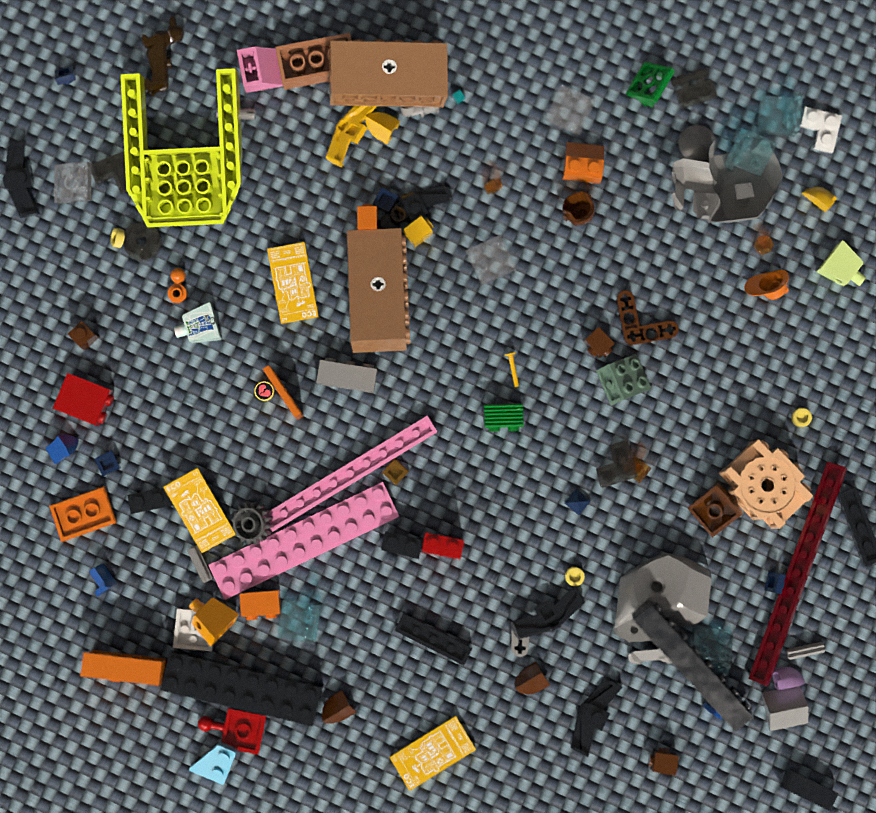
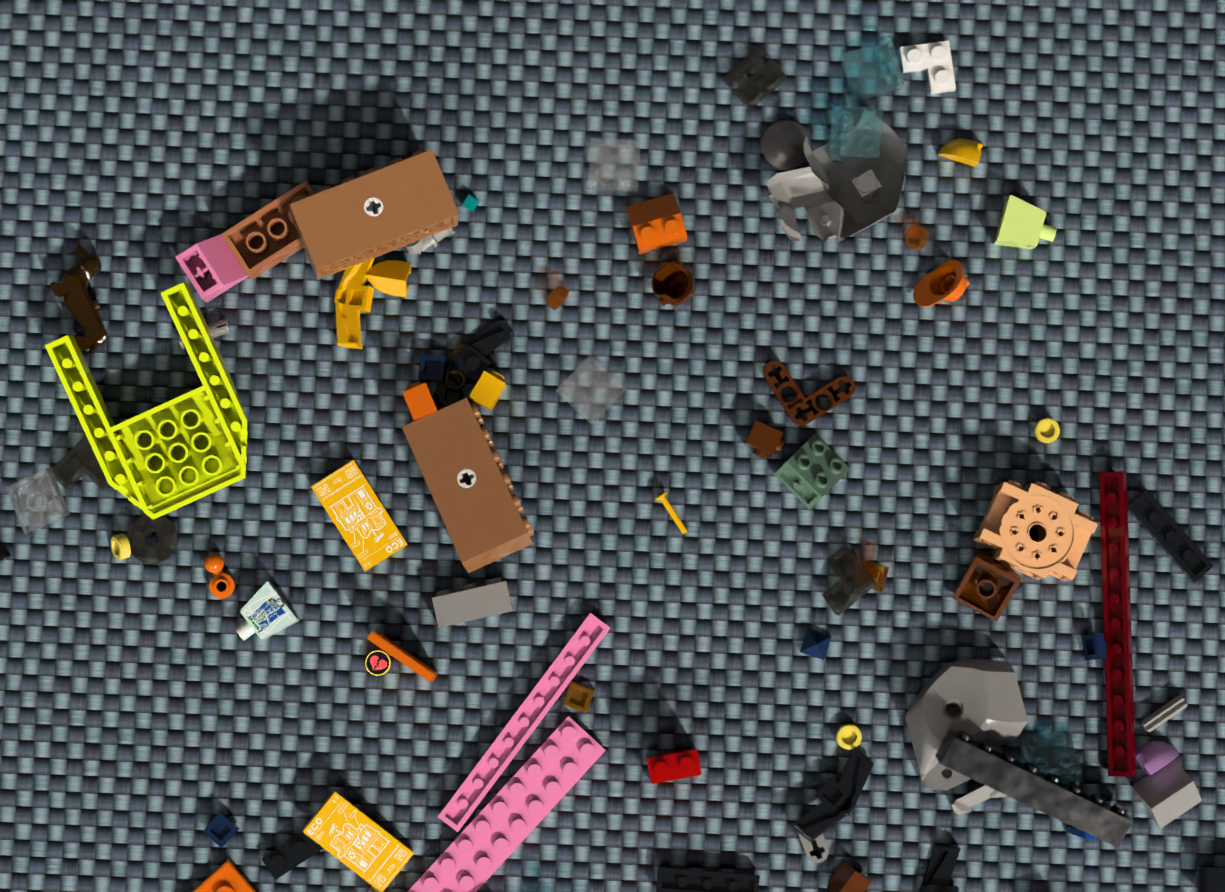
camera: 20 degrees left, 0 degrees up
(62, 447) = (157, 833): blue tile -> none
(83, 335) = (127, 684): reddish brown brick -> none
(83, 400) = (160, 763): red brick -> none
(244, 527) = (437, 822): dark grey gear -> none
(402, 545) = (623, 784): black brick -> none
(503, 416) = (683, 576): green brick -> none
(646, 71) = (686, 78): green piece -> none

